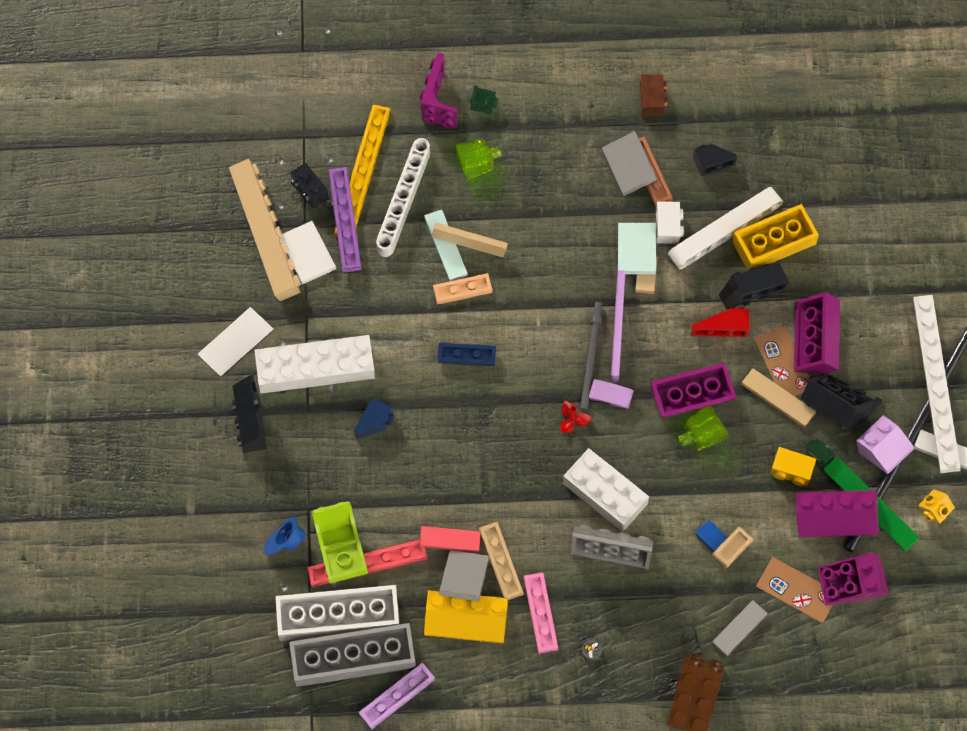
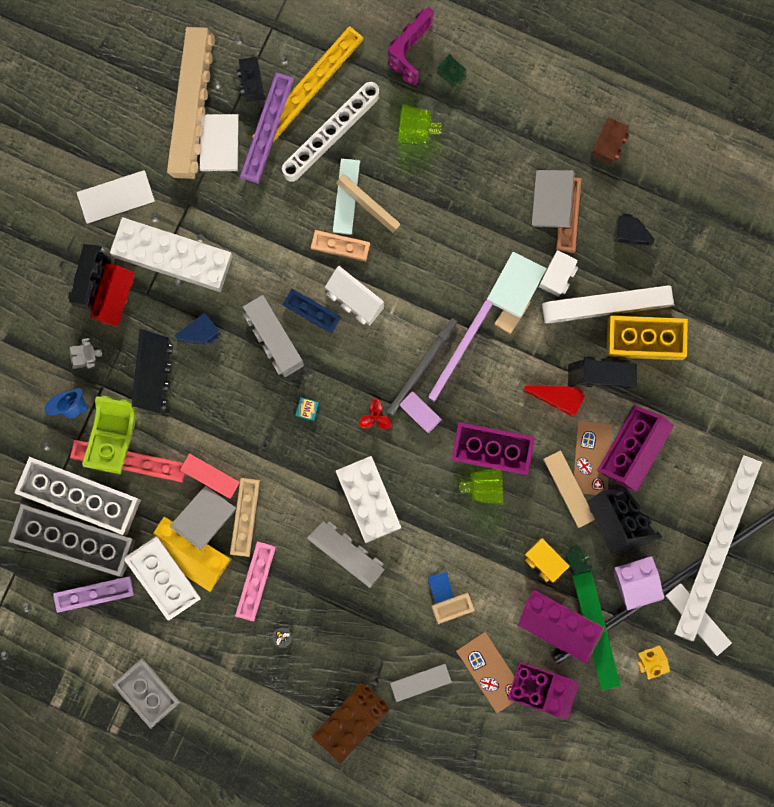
camera: 25 degrees right, 15 degrees up
(278, 423) = (112, 295): none -> red brick
(278, 488) = (83, 355): none -> light grey piece
(351, 472) = (151, 373): none -> black slope
(445, 389) = (273, 335): none -> light grey brick
(454, 647) = (162, 578): none -> white tile
(499, 321) = (354, 296): none -> white slope
(507, 440) = (307, 409): none -> tile

